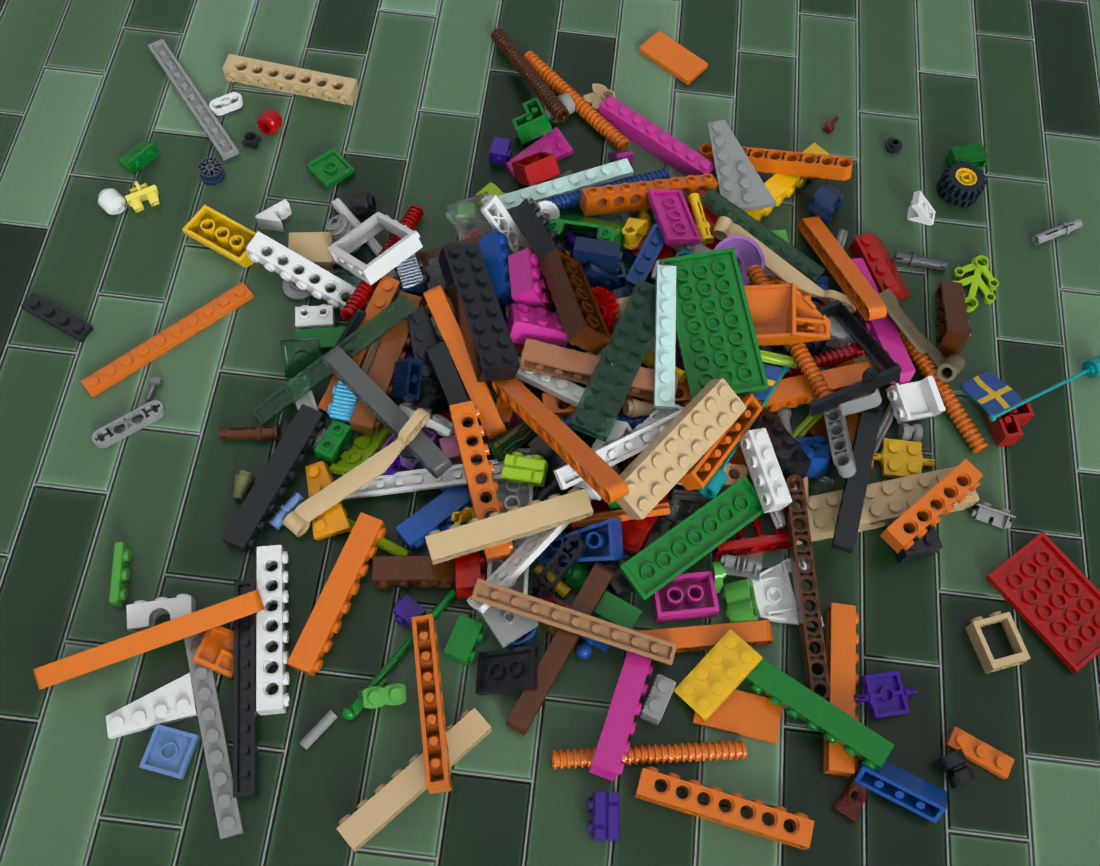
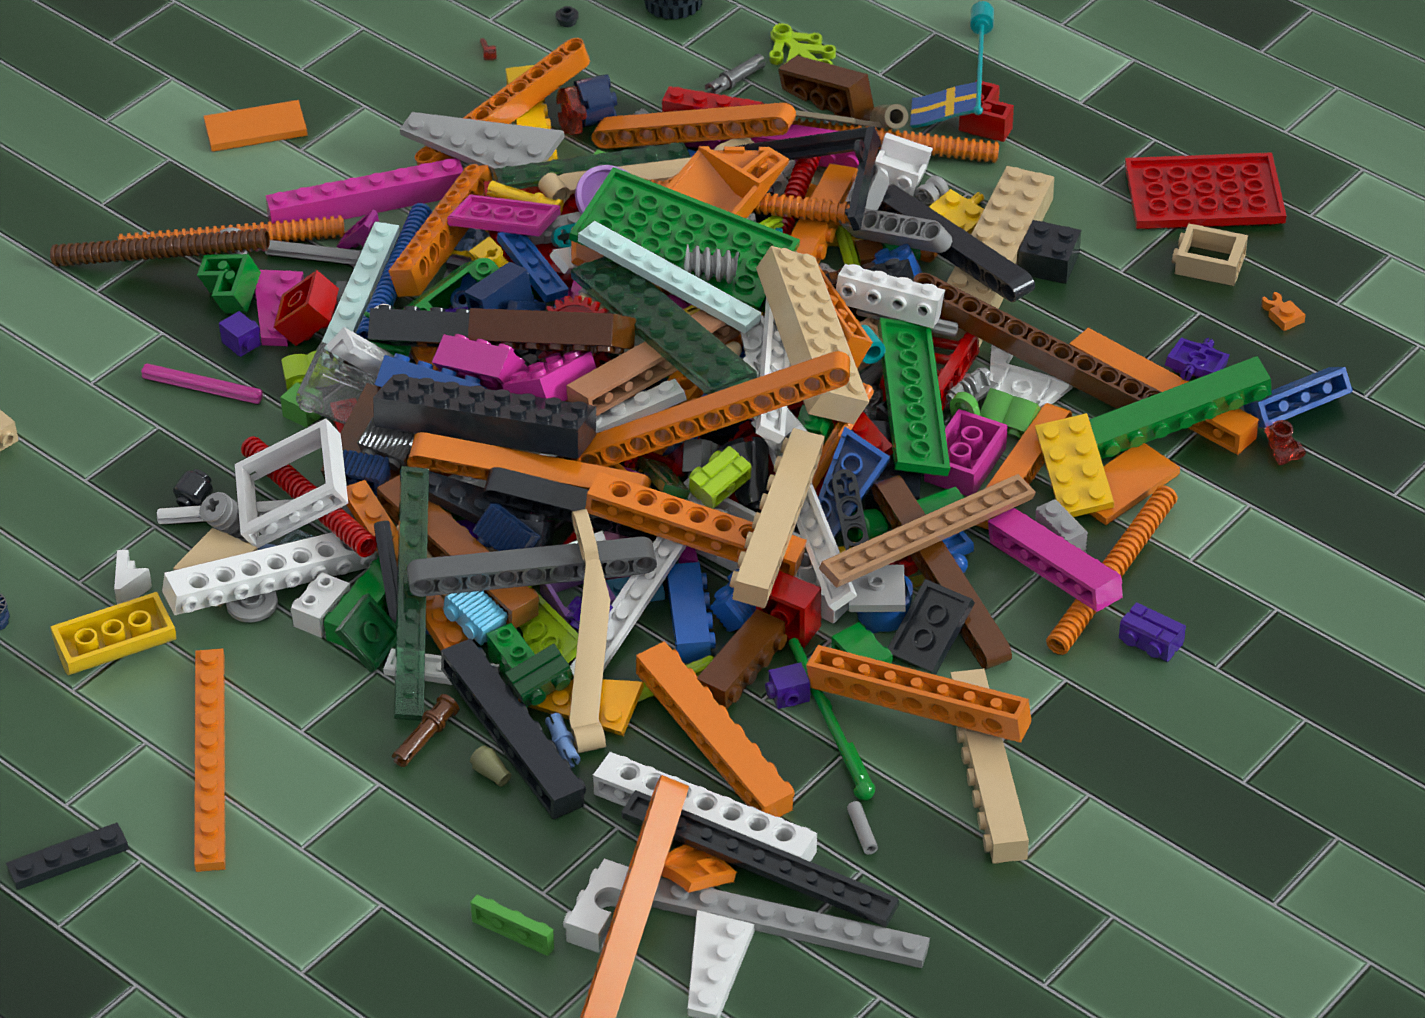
camera: 50 degrees left, 20 degrees down
(127, 421) = (302, 843): light grey beam -> none
(155, 380) = (264, 794): flat silver hand -> none
(169, 751) = (781, 965): medium blue plate -> none
(314, 468) = (540, 676): none -> dark green brick
(330, 168) = (103, 498): green plate -> none
(376, 696) = (872, 744): bright green brick -> none
(451, 158) = (202, 383): none -> dark pink axle
(463, 516) = (711, 571): yellow pin -> none
(592, 142) = (313, 252): none -> light grey axle
(598, 95) = (249, 212): tan plate -> none
(693, 352) = (711, 264): none -> light grey piece
(802, 826) = (1214, 540): orange brick -> none
(807, 196) = (572, 112): none -> clear red plate
(921, 210) = (673, 41): white slope -> none
(956, 768) = (1302, 346): black wheel -> none
(963, 473) = (1035, 207): orange brick -> none
(980, 753) = (1308, 331): orange plate -> none
(982, 725) = (1285, 314): none -> orange plate
(1000, 517) = (1081, 178): light grey hinge -> none

